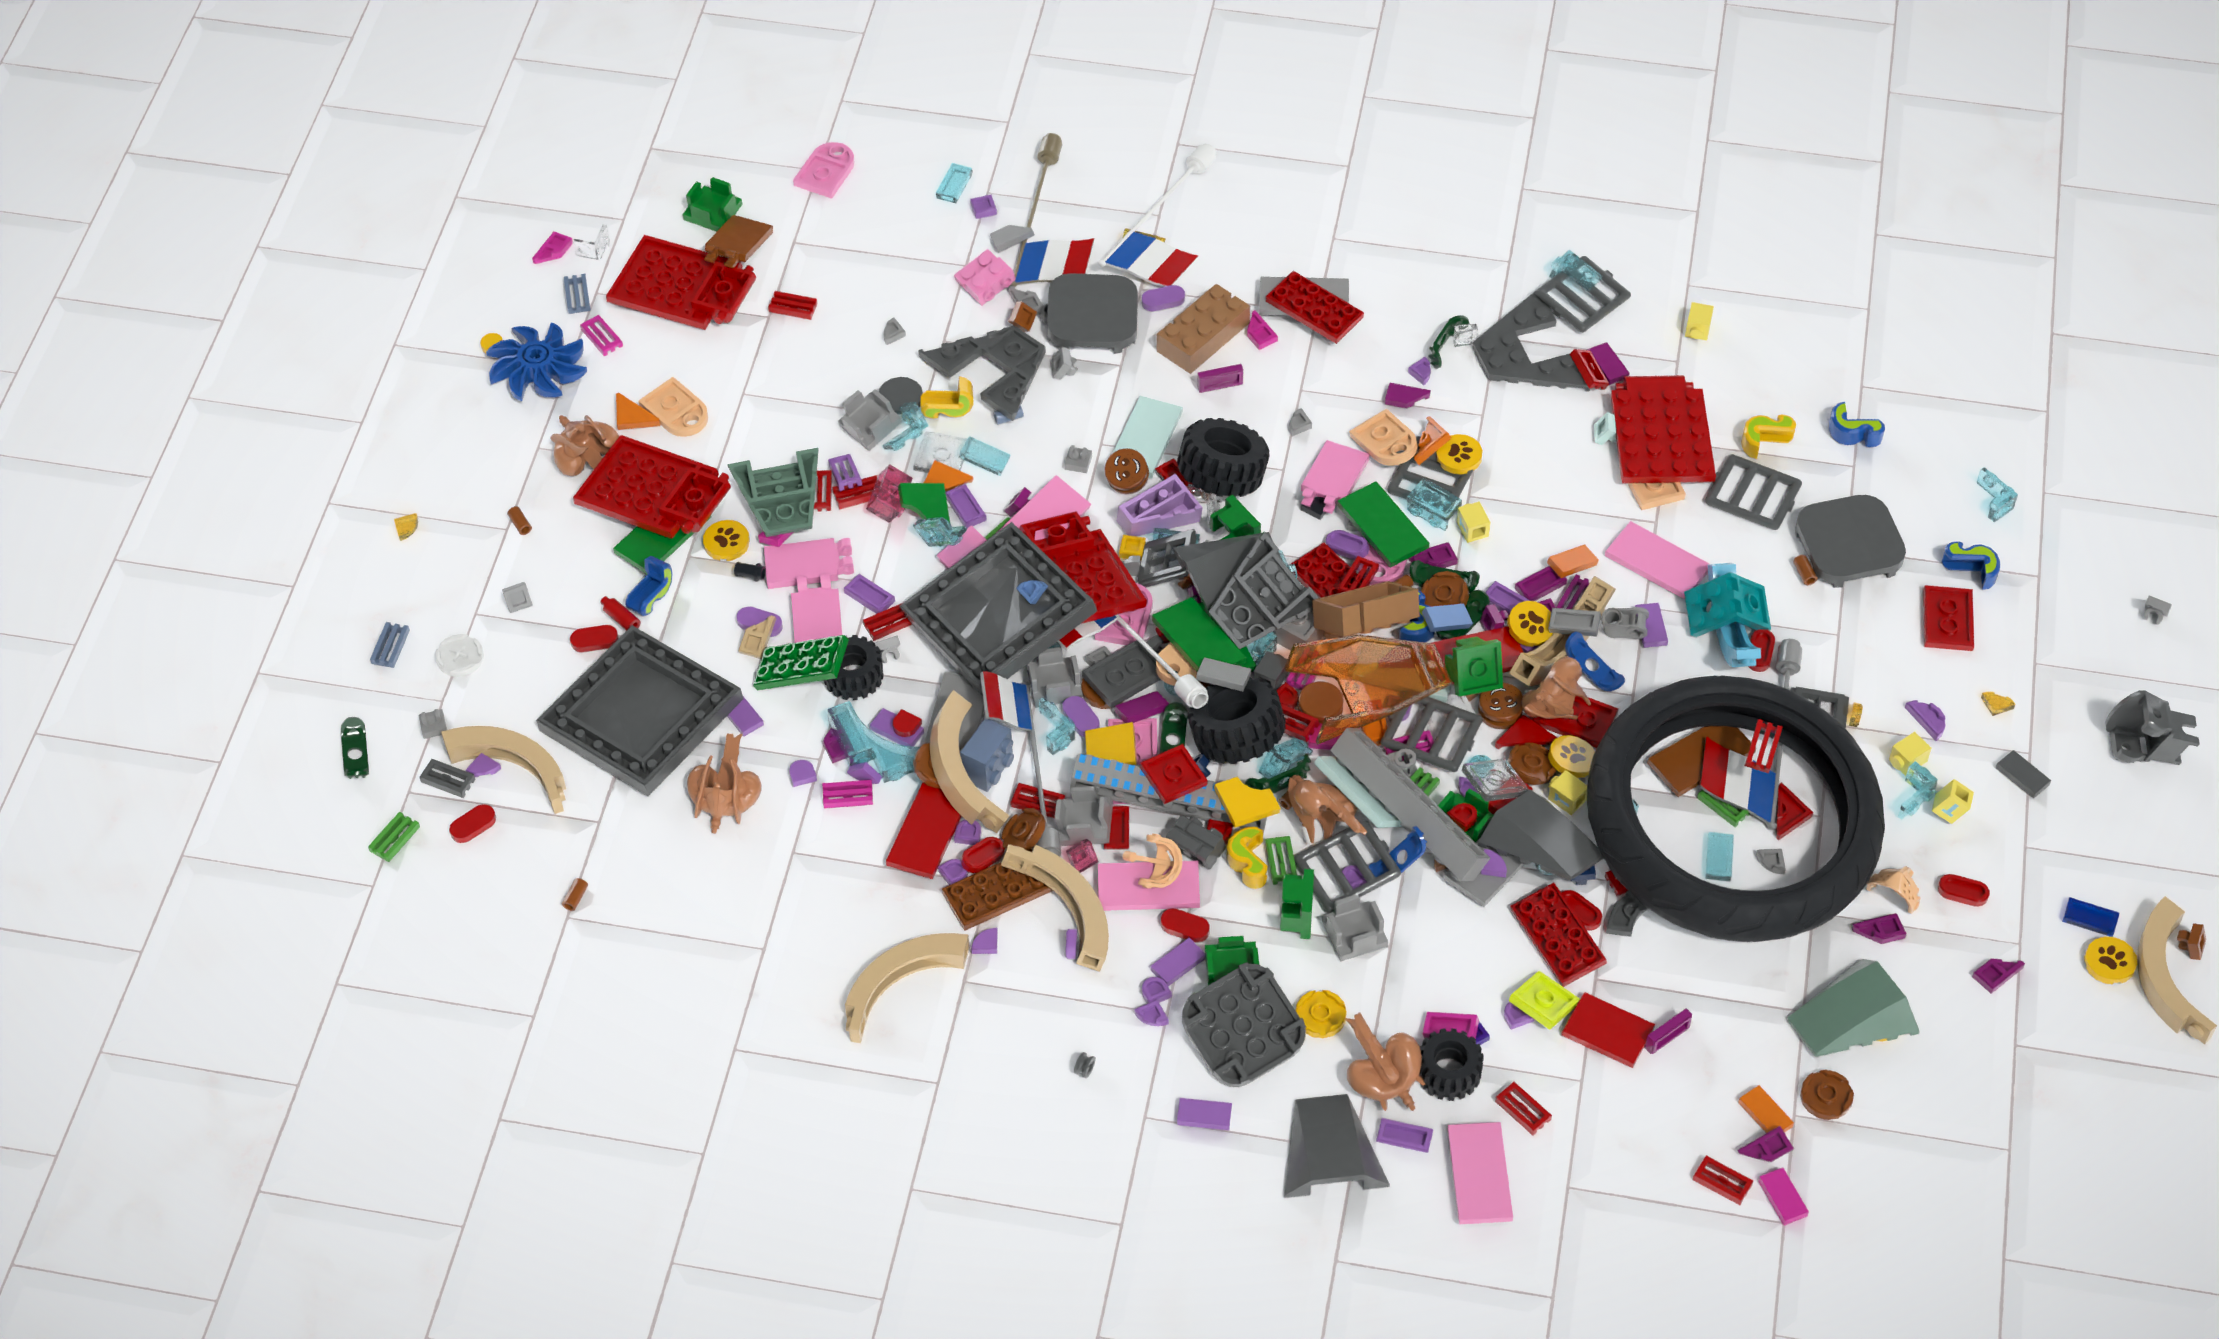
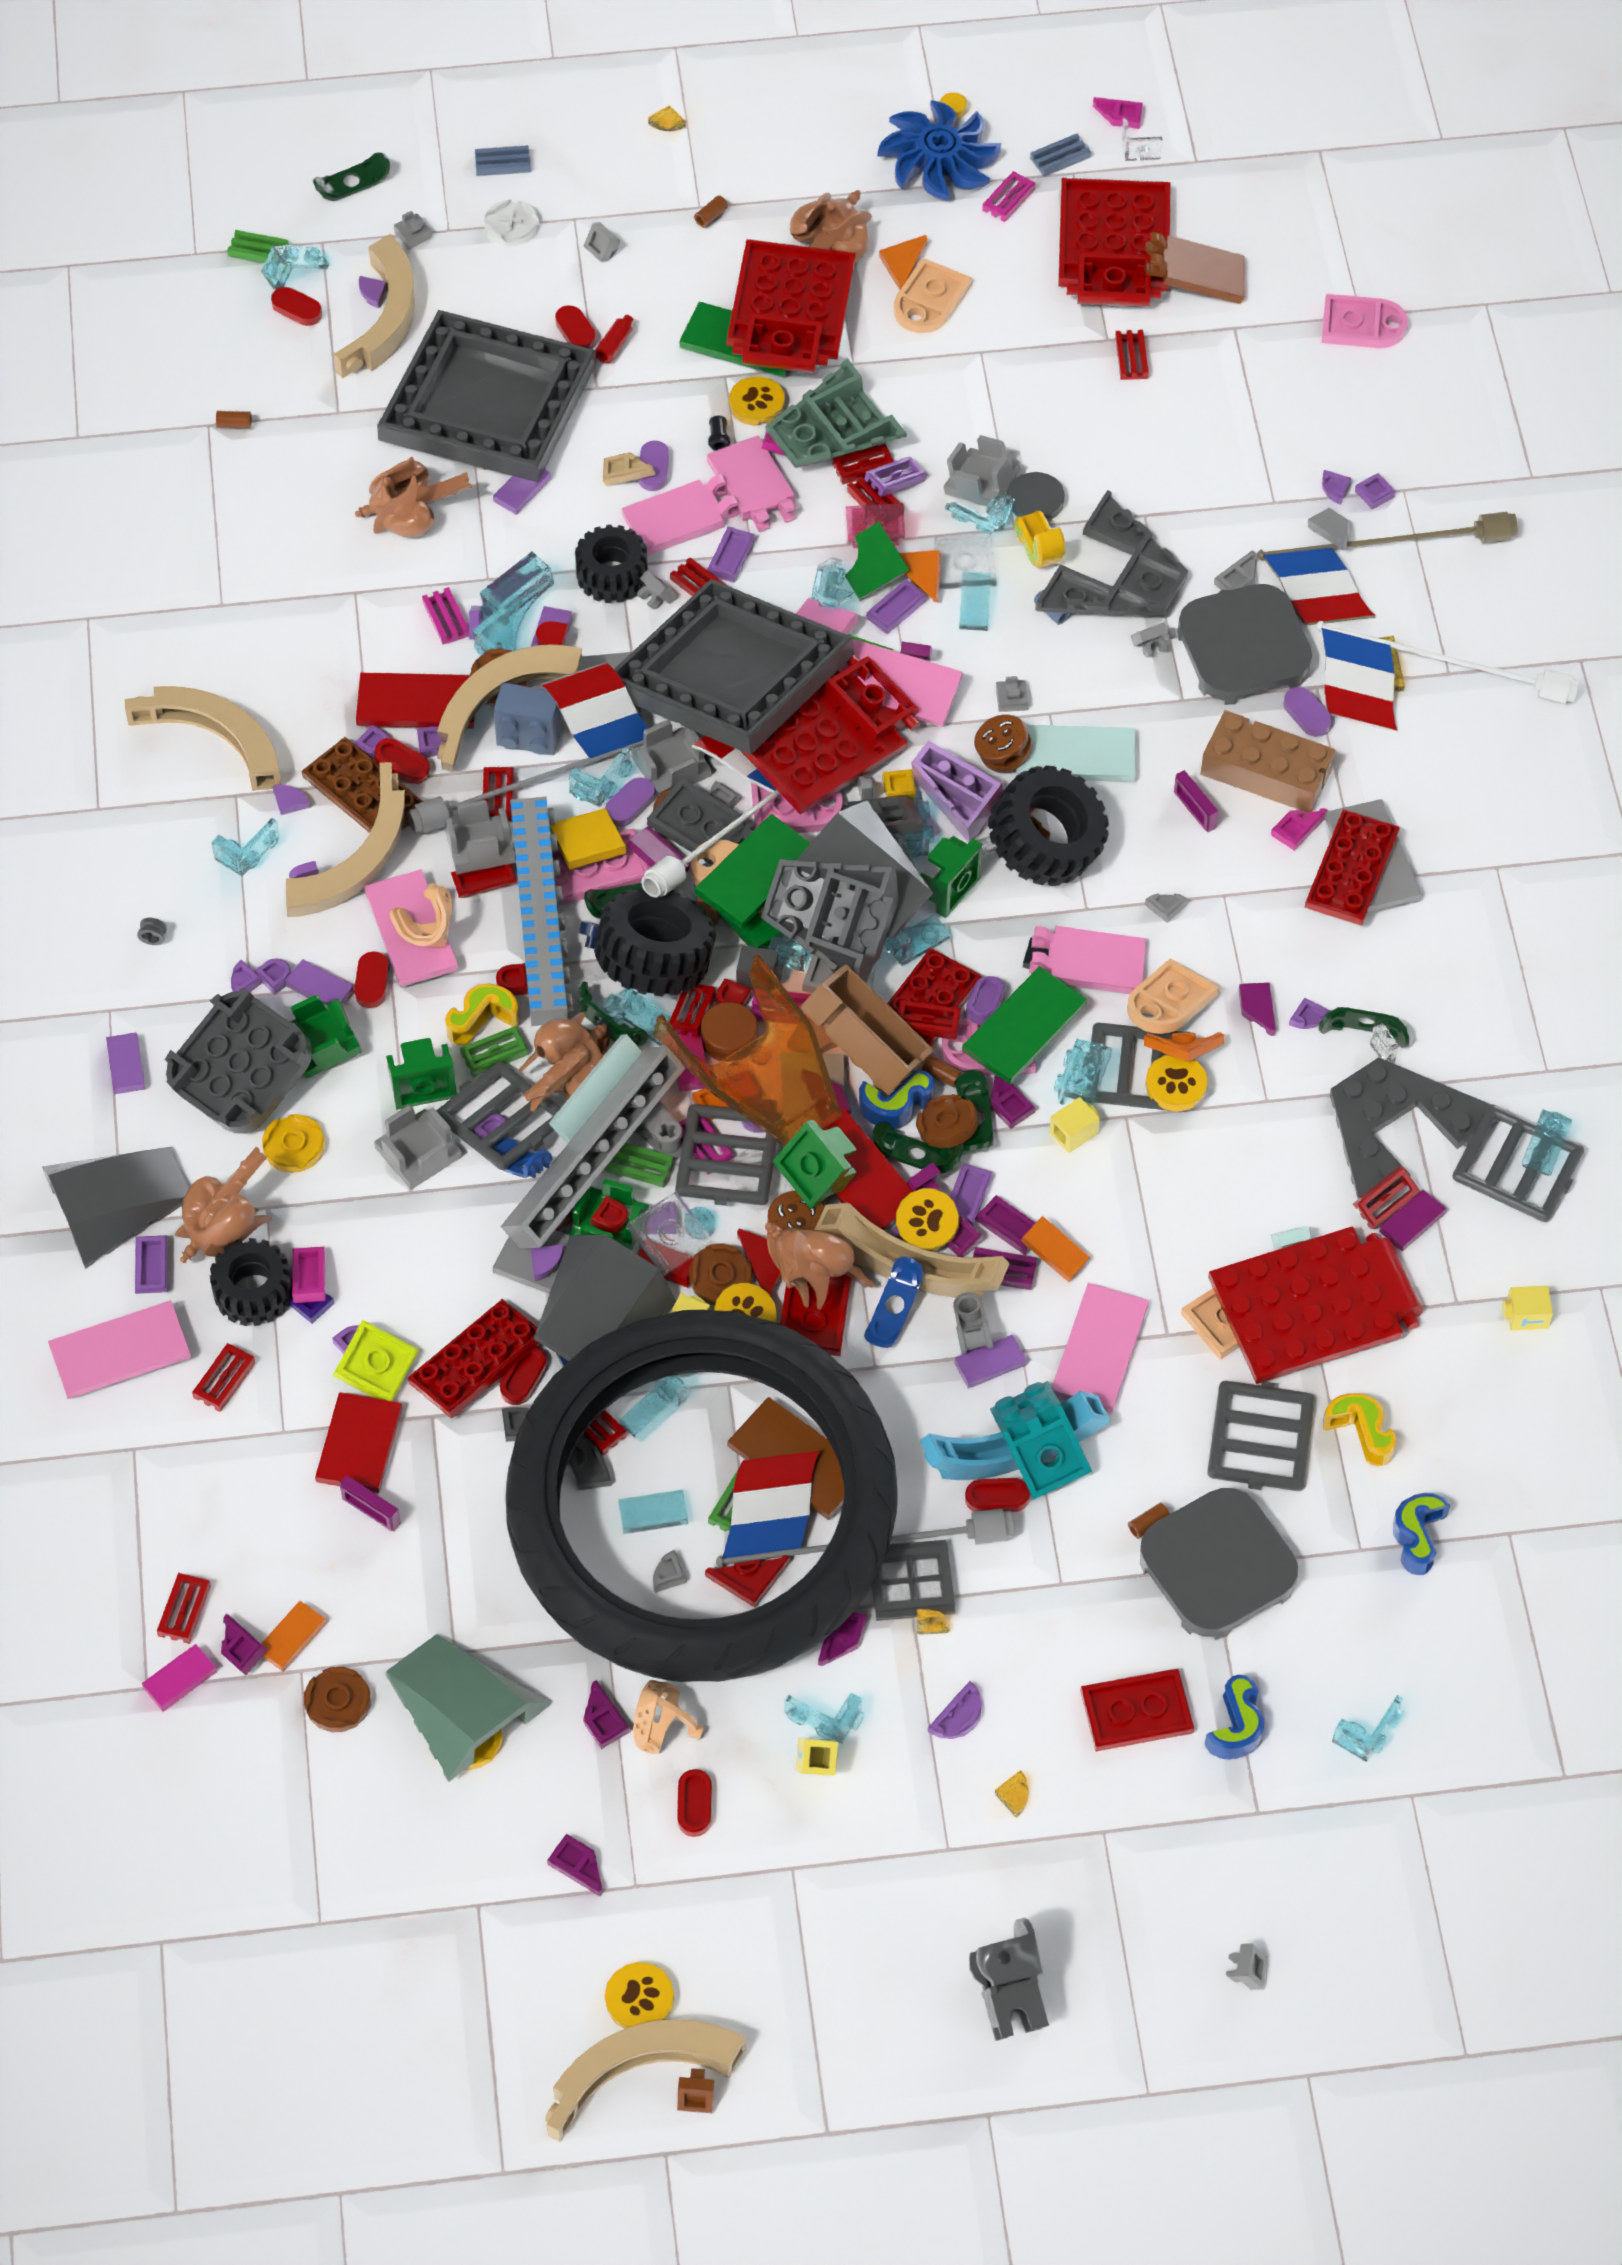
camera: 70 degrees right, 5 degrees up
(429, 815) = (285, 258): none -> clear light blue bracket
(445, 782) = (345, 283): dark grey tile -> none
(651, 587) = (653, 351): blue animal -> none
(712, 205) = (1248, 229): green panel -> none
(800, 662) = (593, 510): green tile -> none
(802, 773) = (459, 566): medium lavender tile -> none
(893, 331) = (1134, 461): light grey tile -> none
(954, 183) = (1399, 451): clear light blue tile -> none
(969, 227) = (1335, 486): none -> medium lavender tile
(985, 277) = (1254, 521): bright pink plate -> none
(1022, 316) = (1204, 574): dark orange tile -> none
(1024, 829) = (441, 785): dark orange tile -> none
(1031, 990) = (242, 859): none -> clear light blue bracket
(1032, 590) = (754, 683): medium blue tile -> none
(1082, 855) = (428, 852): clear pink tile -> none
(1173, 774) = (552, 898): red tile -> none
(1196, 841) = (481, 954): dark grey brick -> none
(1223, 674) = (698, 901): light grey tile -> none
(1245, 803) = (539, 980): yellow tile -> none
(1447, 617) = (898, 1125): medium blue tile -> none
(1570, 620) = (939, 1262): light grey tile -> none
(1767, 728) = (781, 1478): red tile -> none
(1908, 751) = (883, 1696): light yellow brick -> none
(2023, 774) = (905, 1844): dark grey tile -> none
(2091, 917) = (701, 1963): clear blue tile -> none

